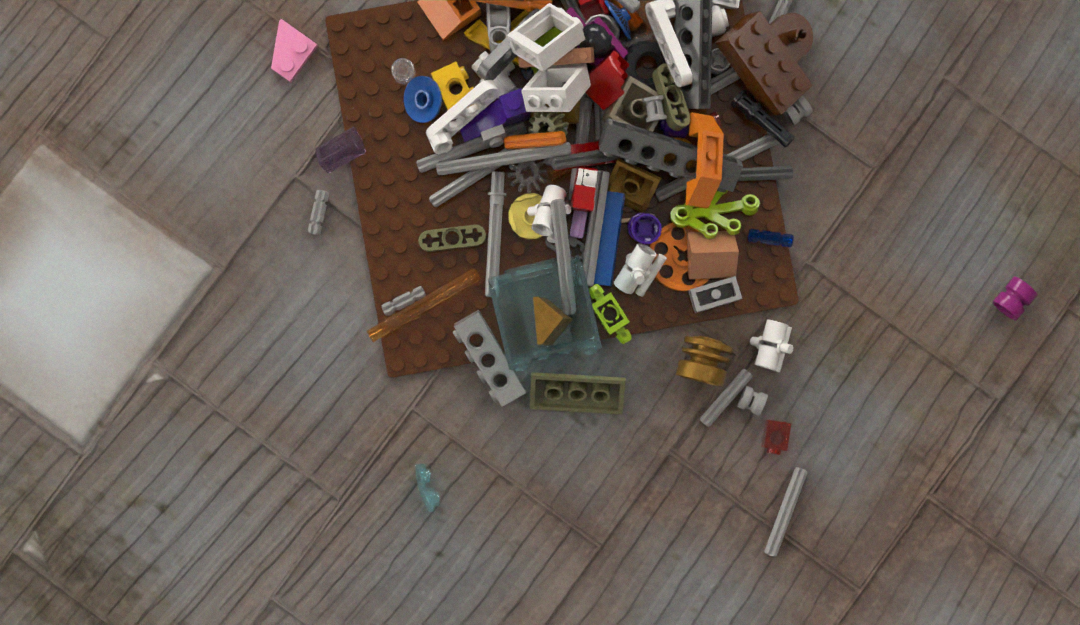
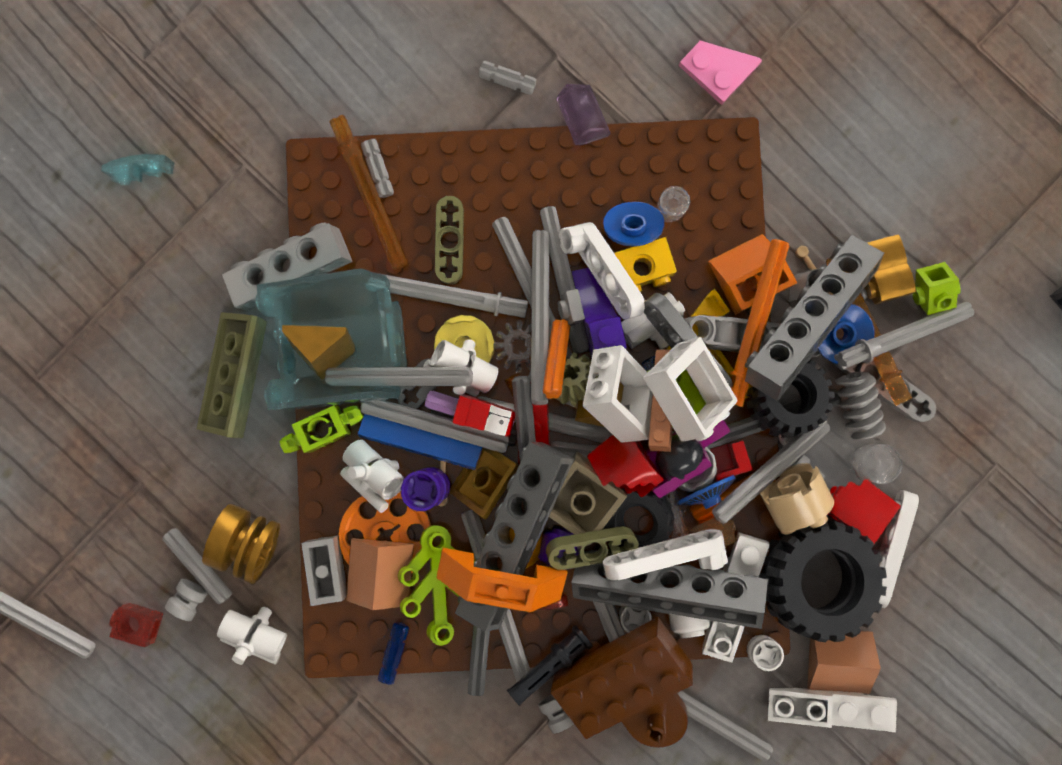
camera: 90 degrees right, 0 degrees up
(656, 113) = (577, 529): light grey bush -> none

